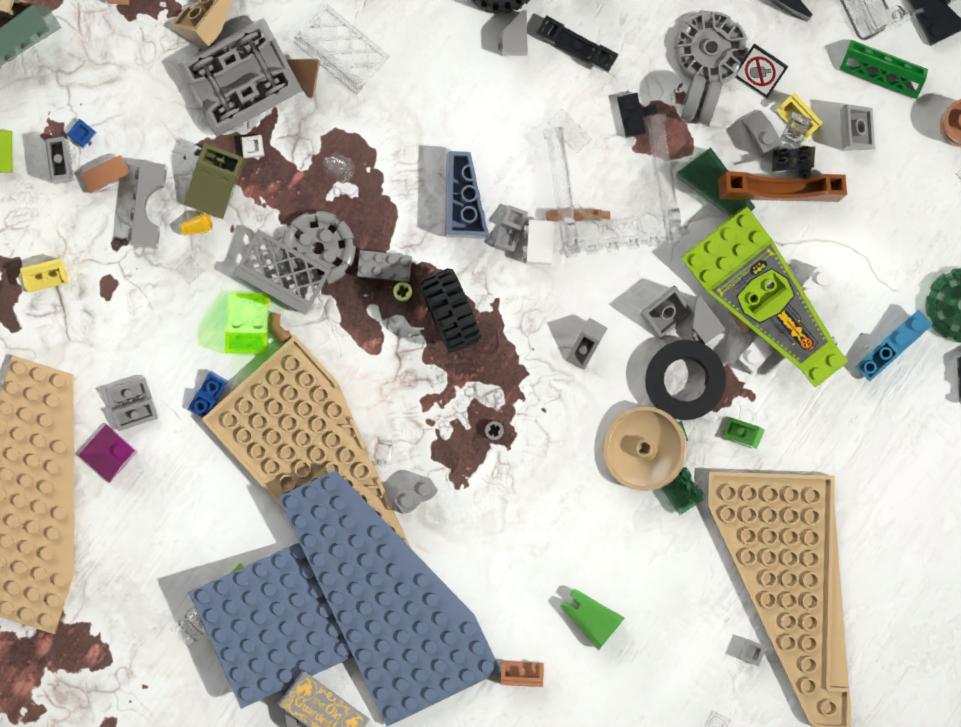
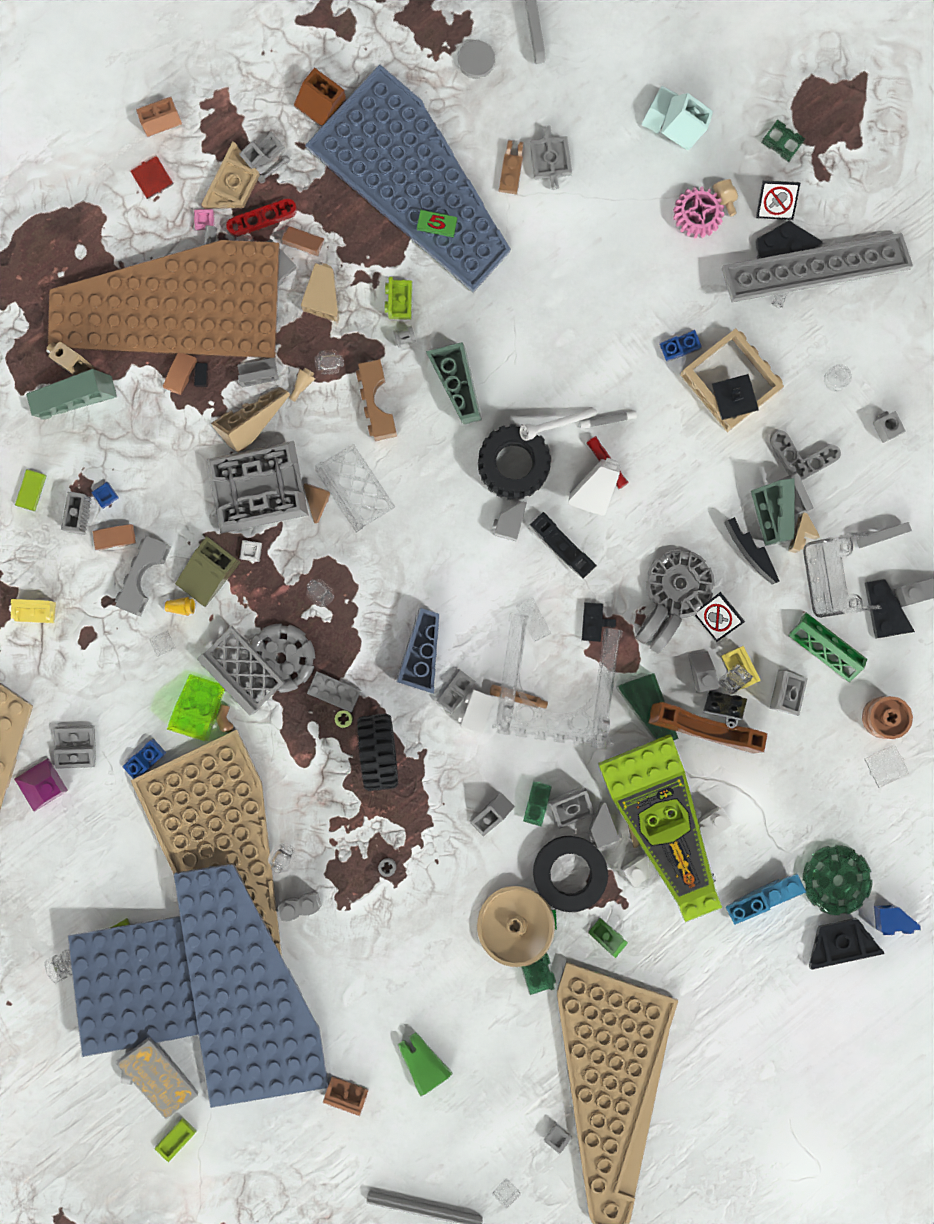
camera: 15 degrees right, 0 degrees up
(630, 318) = (537, 803): none -> clear green slope

